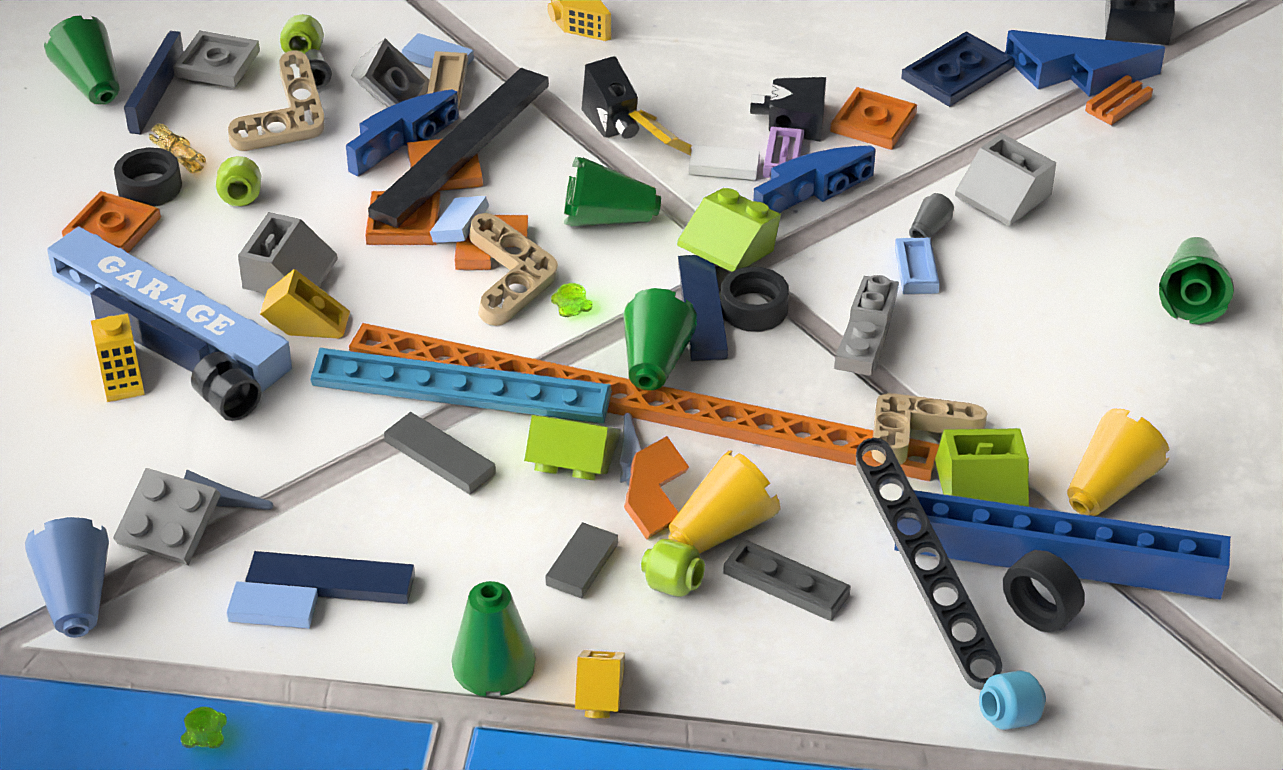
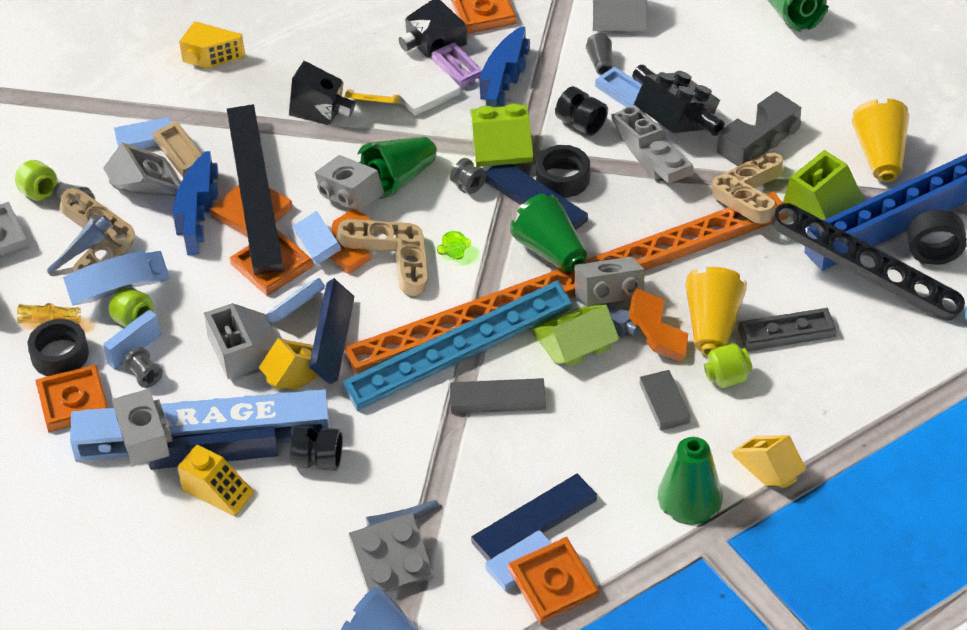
camera: 40 degrees left, 5 degrees up
(98, 268) = (141, 426): none -> light grey brick
(178, 237) = (143, 367): none -> dark grey bush
(207, 205) = (135, 335): none -> light blue tile
(261, 143) = (115, 273): none -> light blue arch
(270, 101) = (88, 237): none -> sand blue piece
(270, 639) = (553, 580): none -> orange tile
(364, 300) = (331, 331): none -> dark blue tile
(372, 258) = (295, 301): none -> light blue tile
(540, 189) = (349, 183): none -> light grey brick
(655, 413) = (608, 280): none -> light grey brick
(659, 239) = (468, 175): none -> dark grey wheel
(838, 255) = (581, 111): none -> black wheel
(935, 298) = (677, 101): none -> black brick
(1029, 384) = (775, 121): none -> dark grey arch

